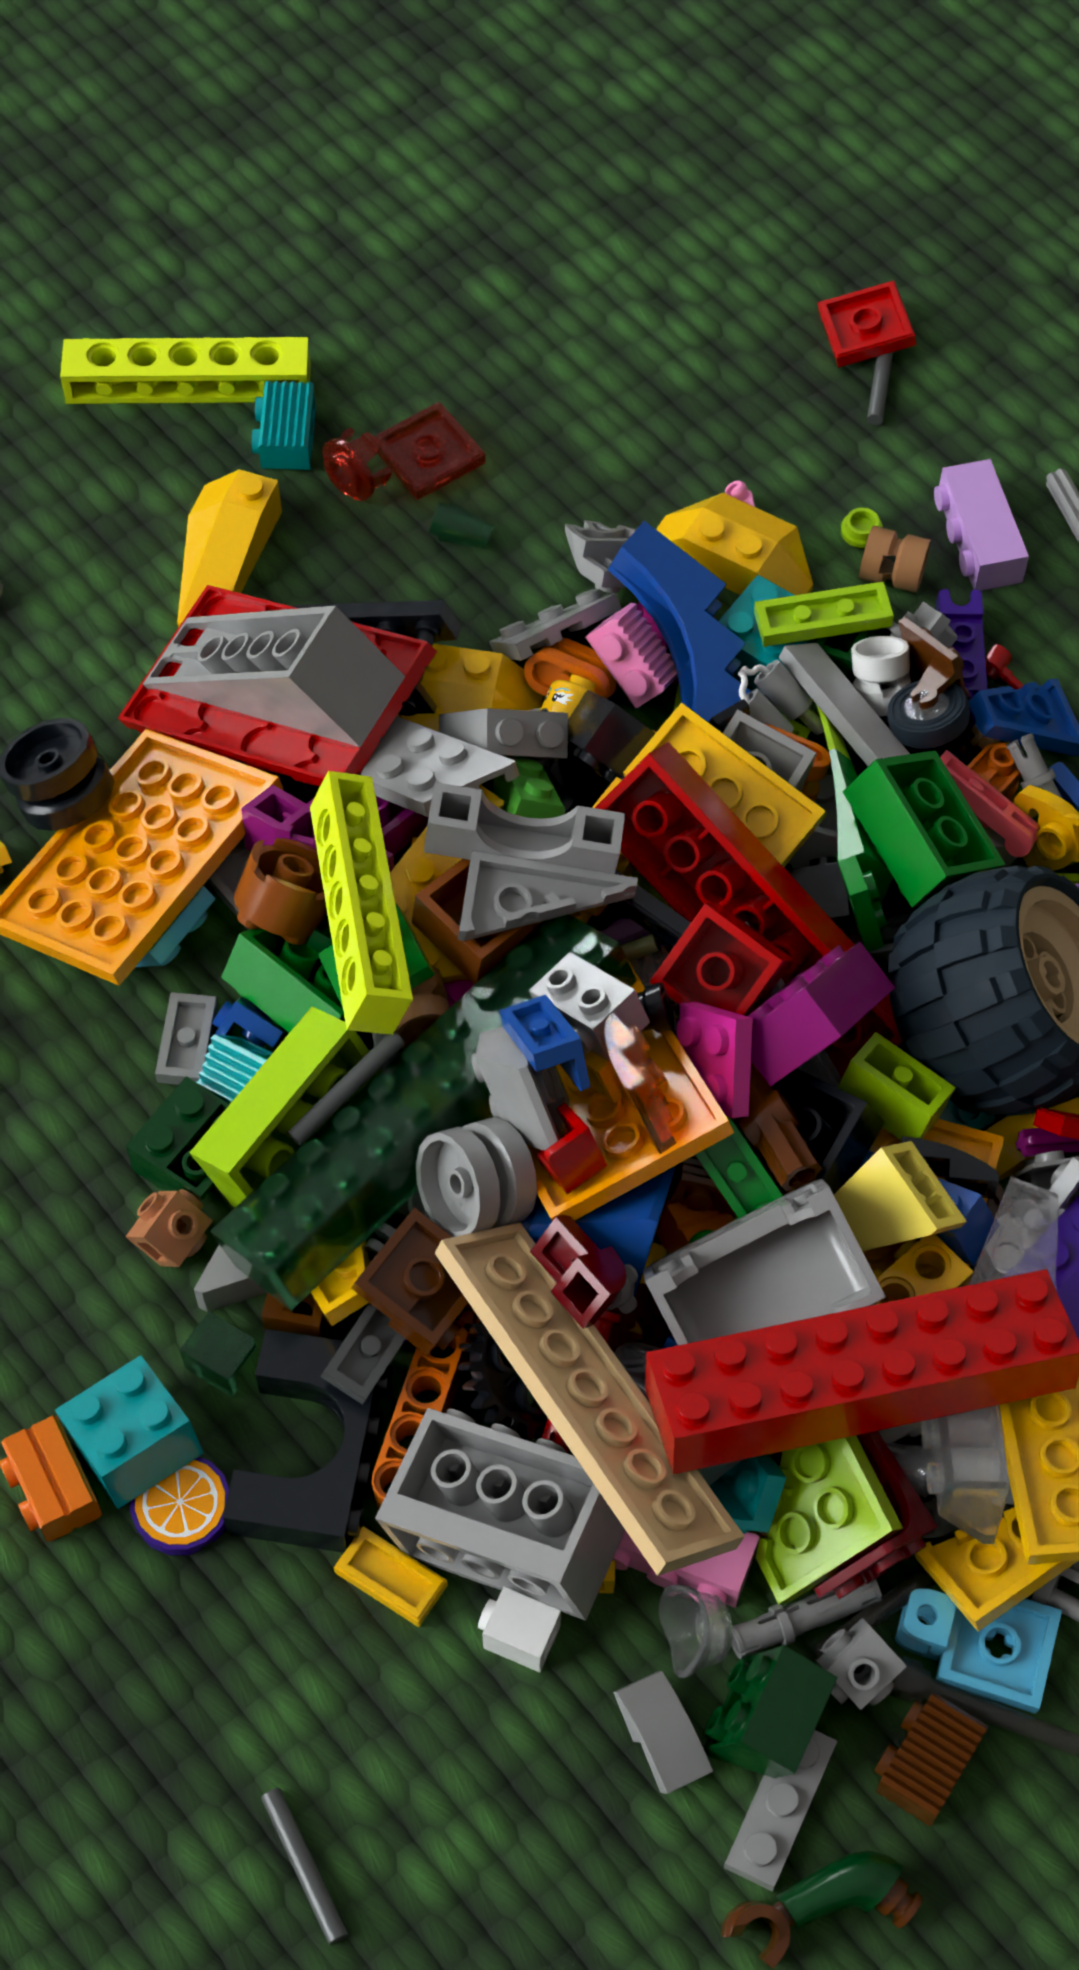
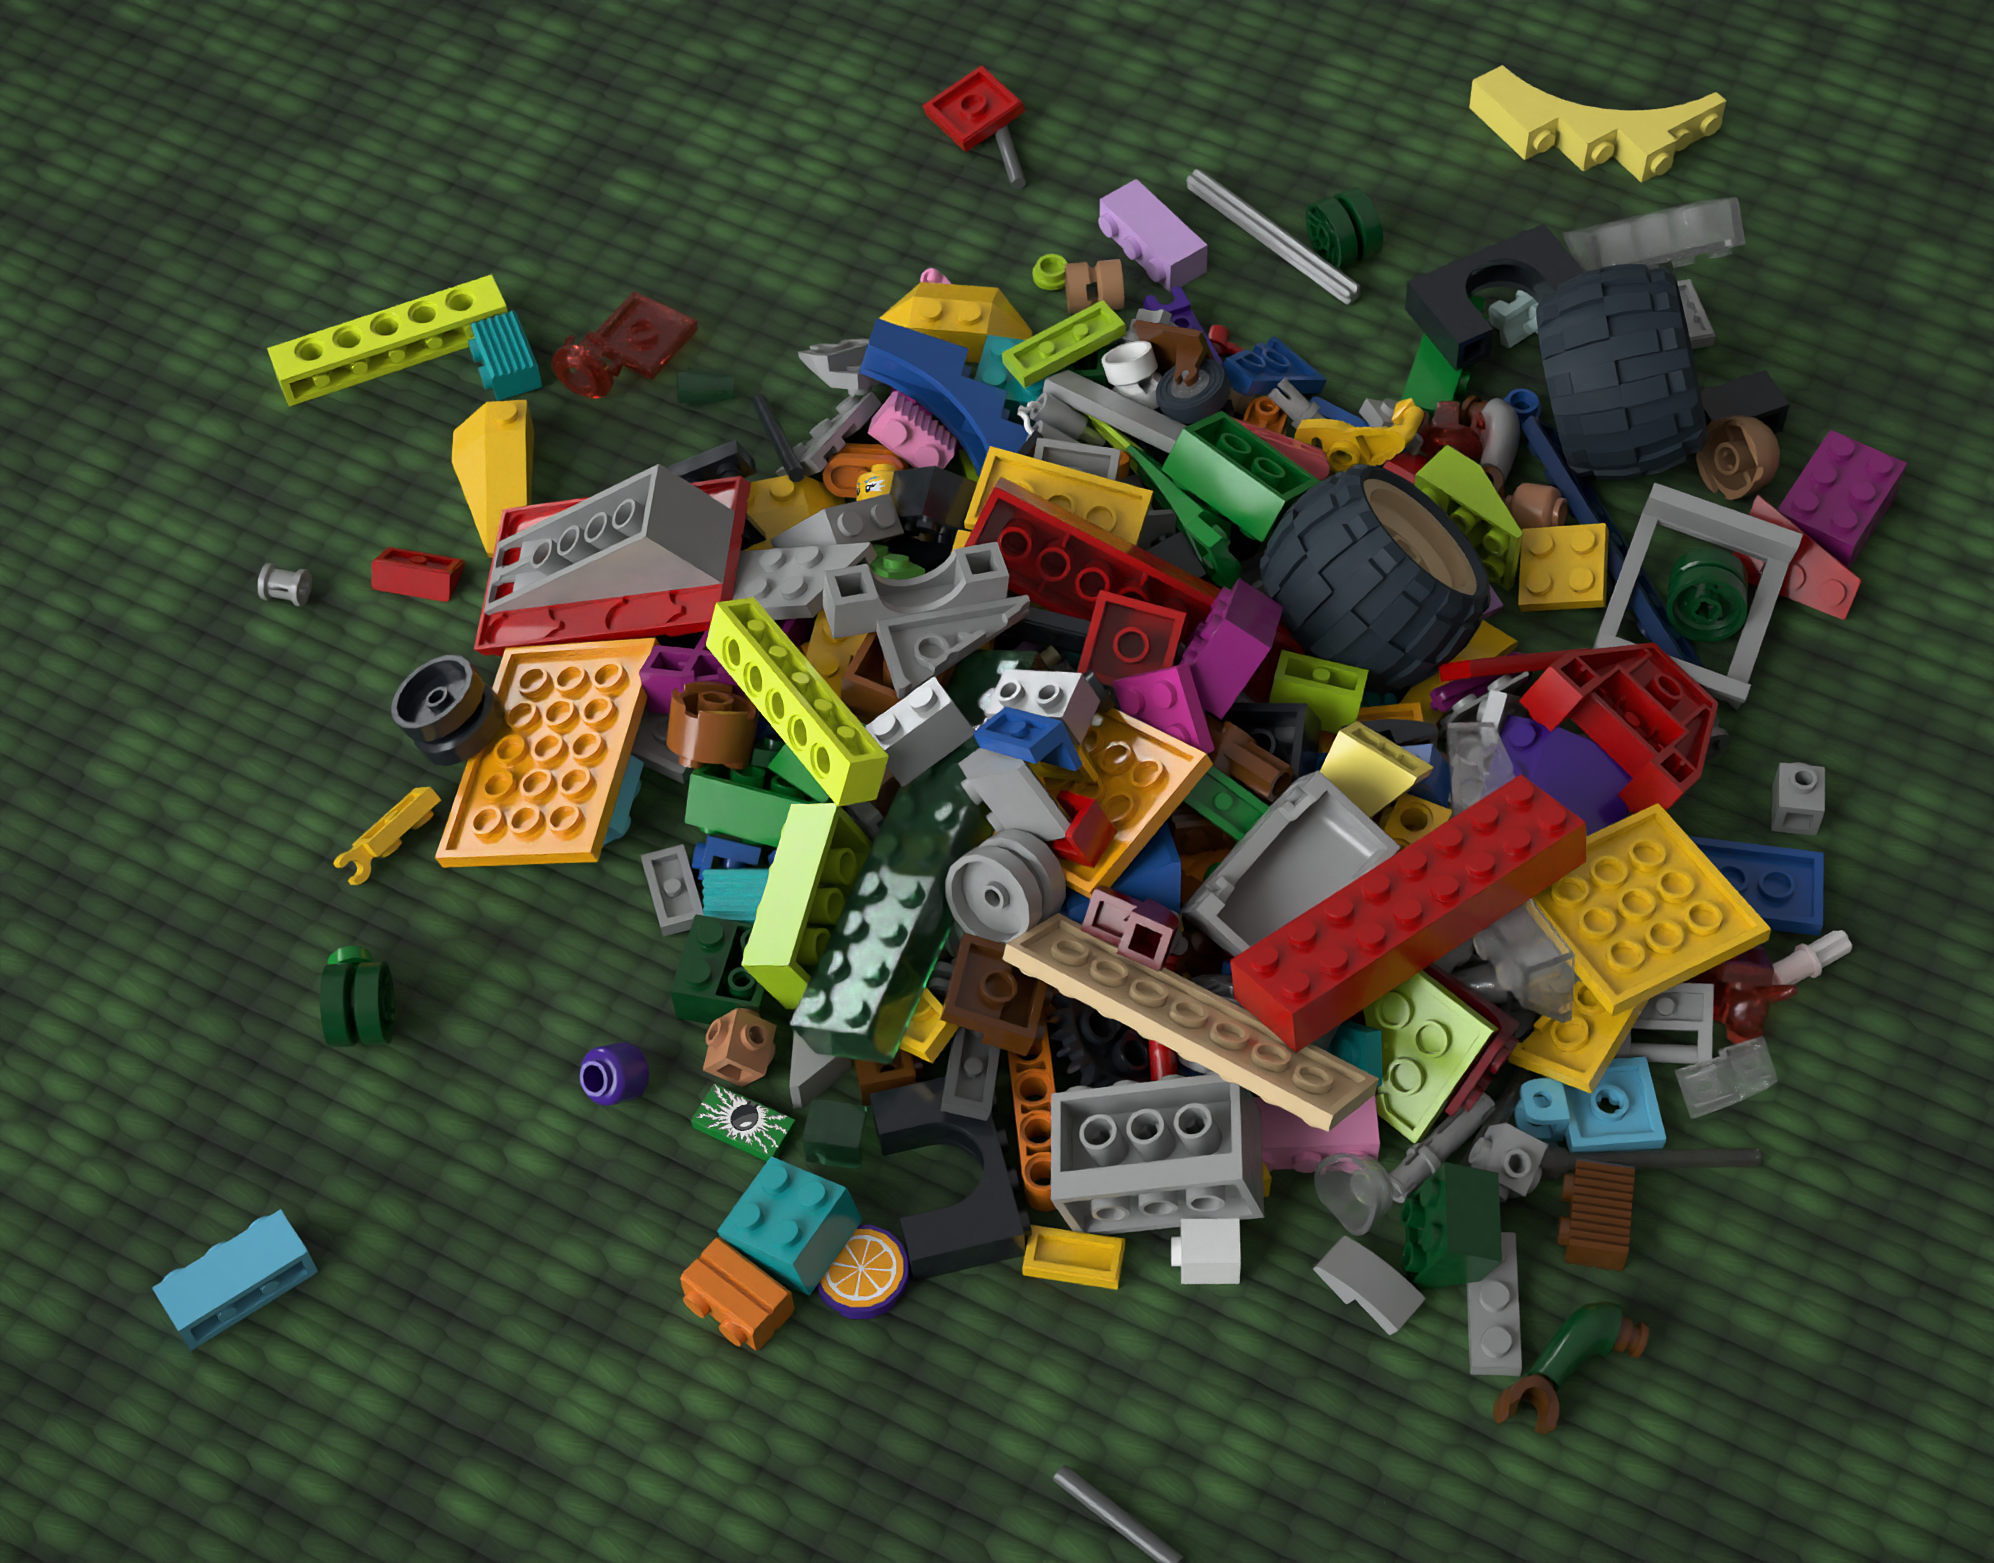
camera: 20 degrees left, 5 degrees down
(40, 1206) = (614, 1073): none -> dark purple head
(102, 619) = (416, 574): none -> red slope
(142, 1306) = (743, 1123): none -> tile
(345, 1088) = (854, 860): dark grey bar -> none
(462, 981) = (920, 731): none -> light grey brick
(502, 608) = (778, 438): none -> black bar
(640, 1080) = (1120, 749): clear orange slope -> none

